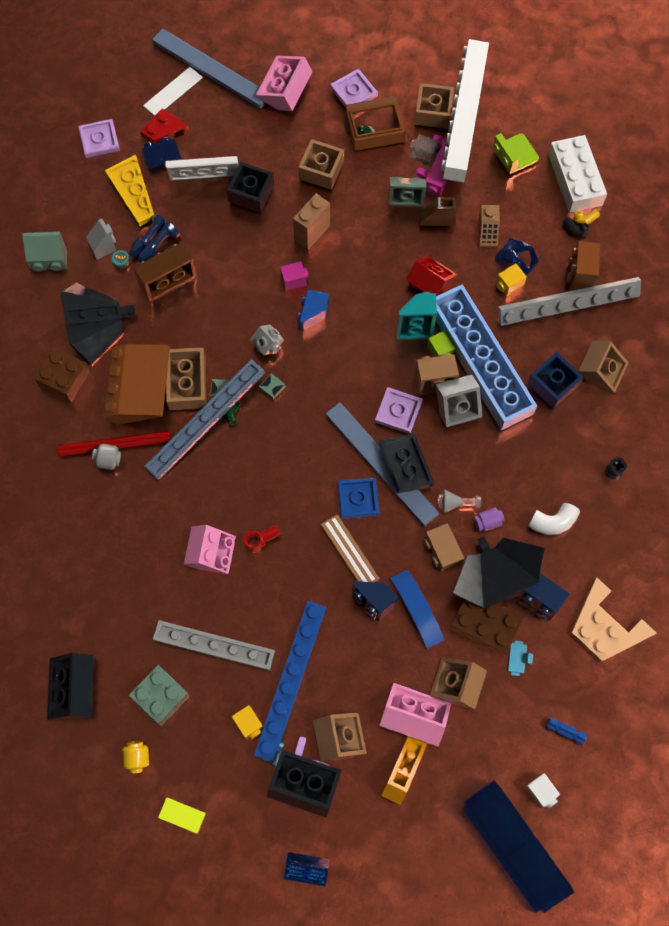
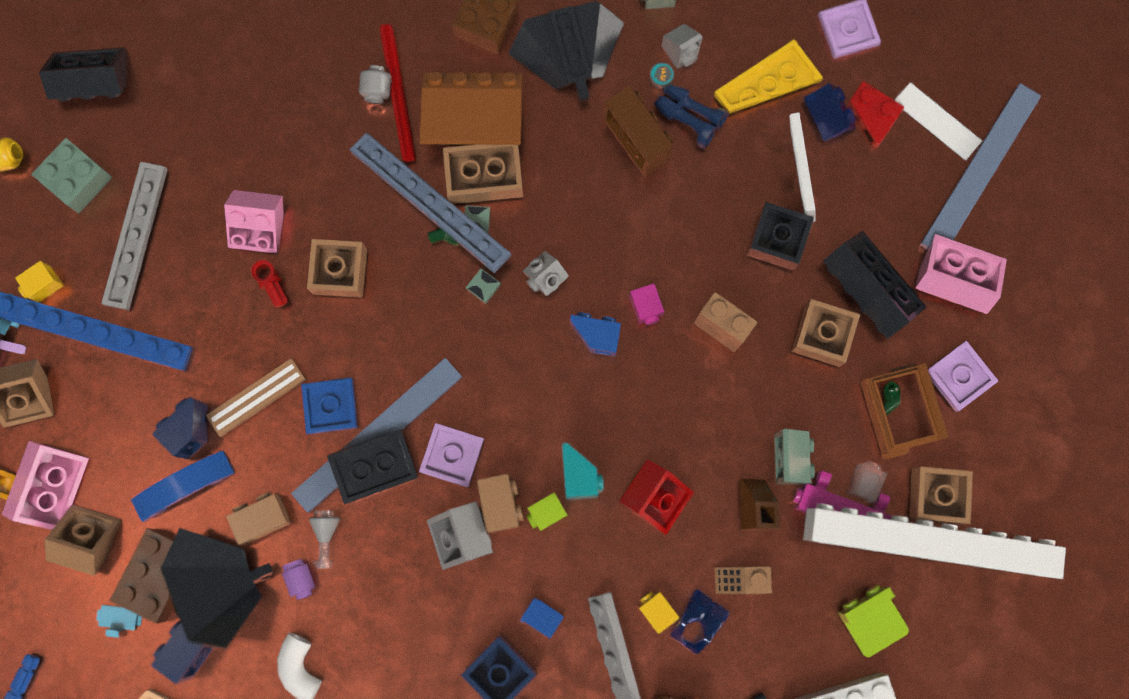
camera: 90 degrees right, 10 degrees up
(253, 485) = (337, 268): none -> medium nougat brick
(288, 135) = (874, 284): none -> black slope
(483, 358) = (530, 569): light blue brick -> none
(516, 353) = (542, 617): none -> blue bracket

